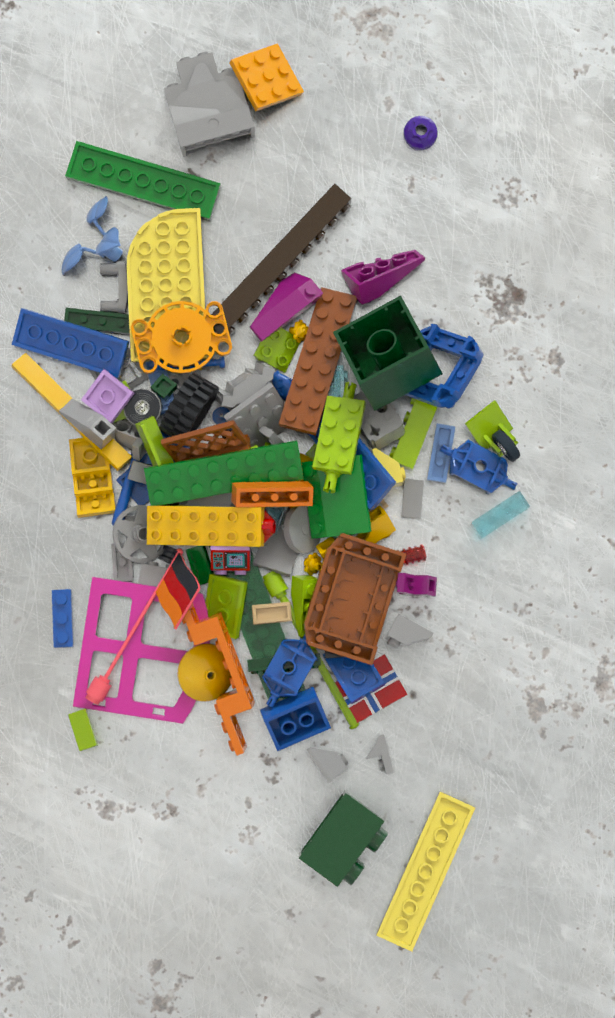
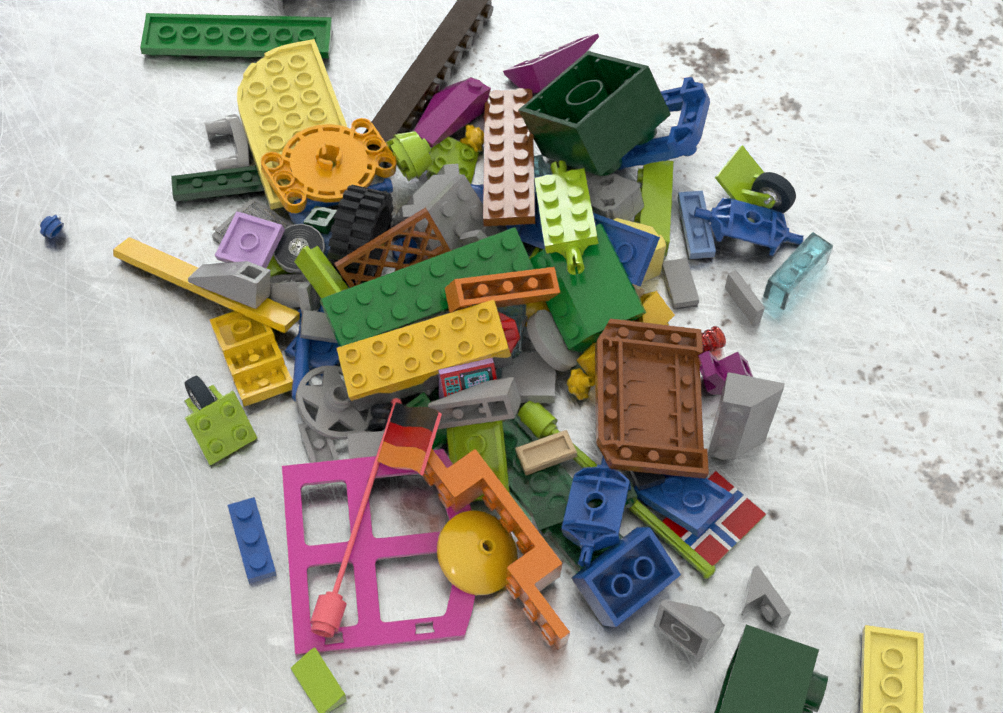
camera: 20 degrees left, 25 degrees down
(59, 531) = (216, 420): none -> lime plate
(70, 342) = (181, 206): blue plate -> none
(107, 247) = (211, 104): medium blue plant -> none
(232, 575) = (479, 404): none -> light grey slope
(243, 345) = (411, 154): none -> lime cone
(301, 593) = (579, 420): lime slope -> none
(453, 526) = (744, 297): none -> light grey tile

